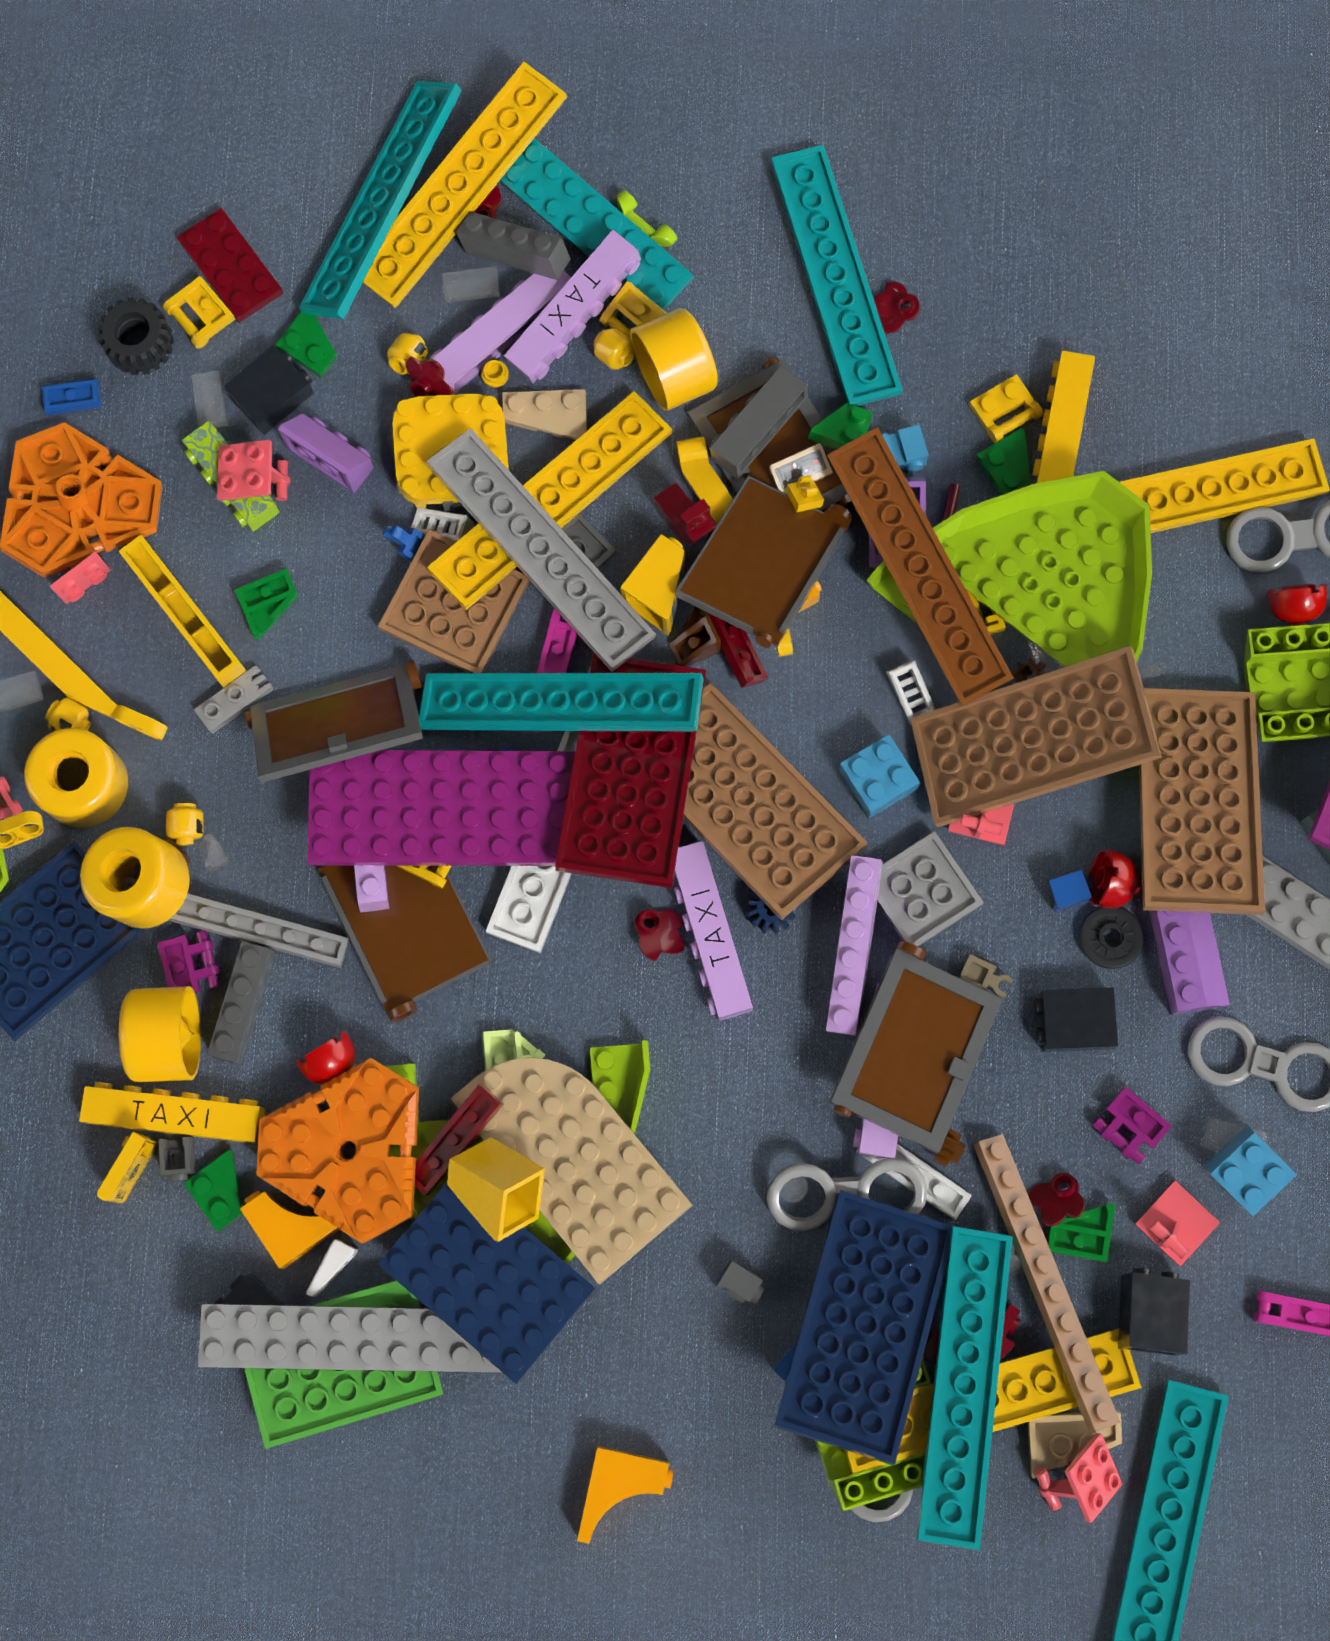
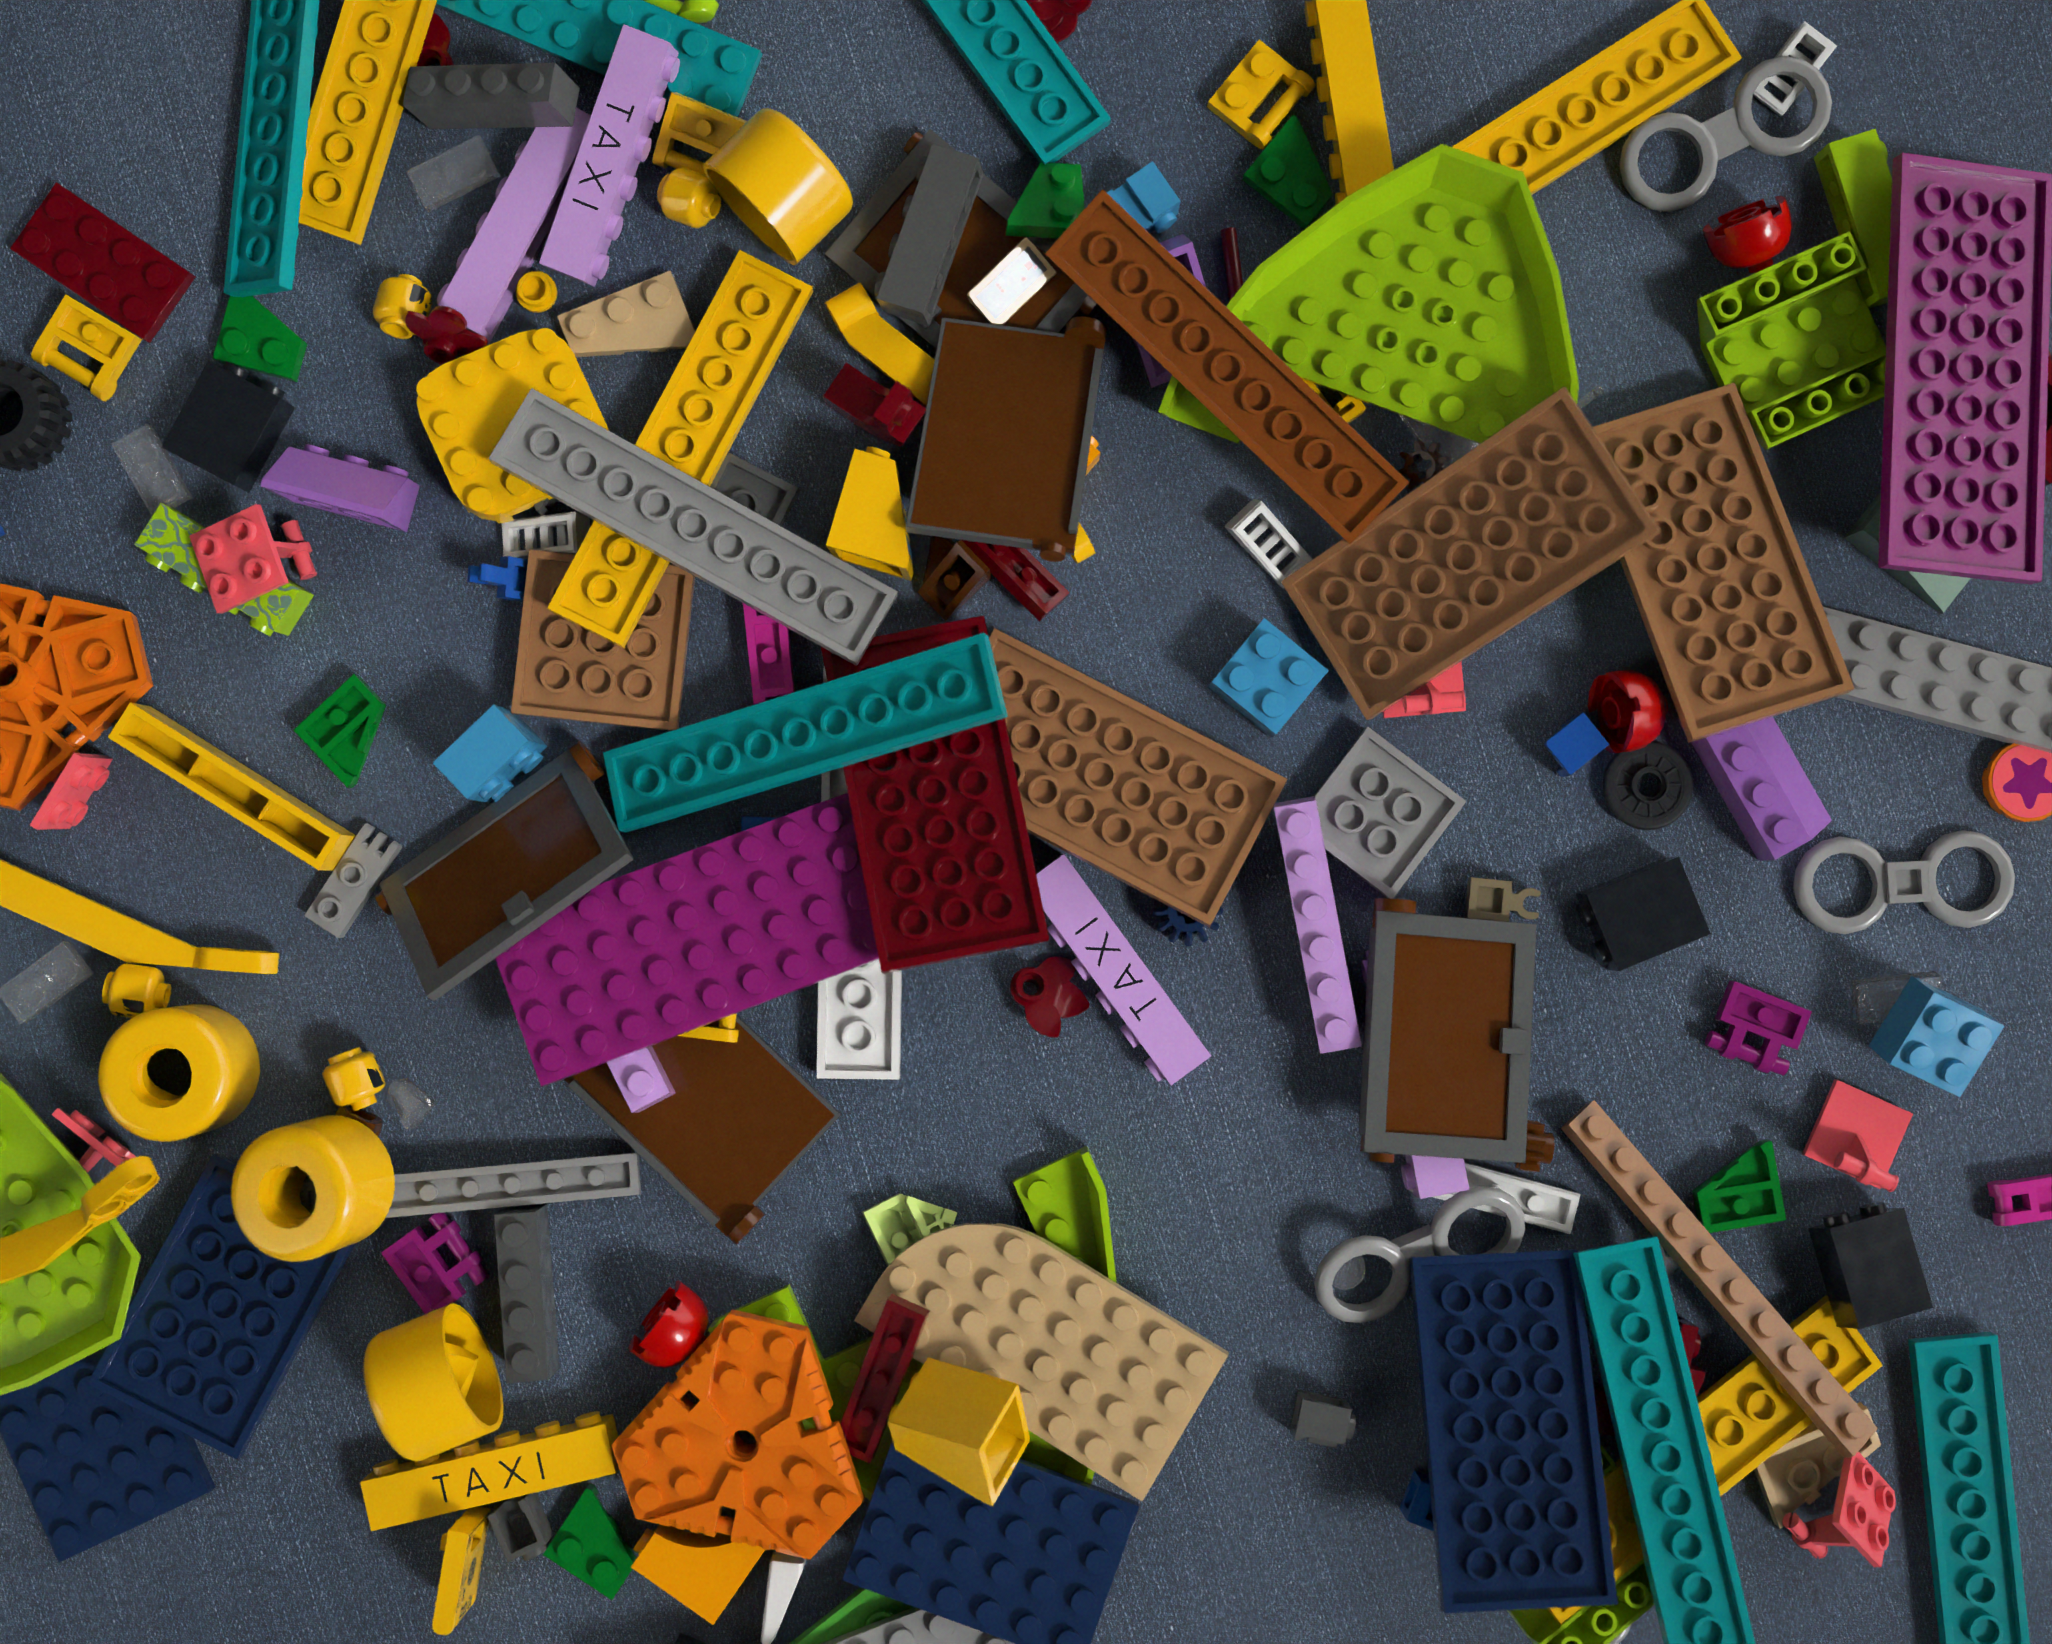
camera: 20 degrees left, 10 degrees up
(355, 648) = (491, 755): none -> dark azure brick
(804, 494) = (1029, 318): yellow tile -> none
(1057, 1202) = (1695, 1167): dark red plate -> none

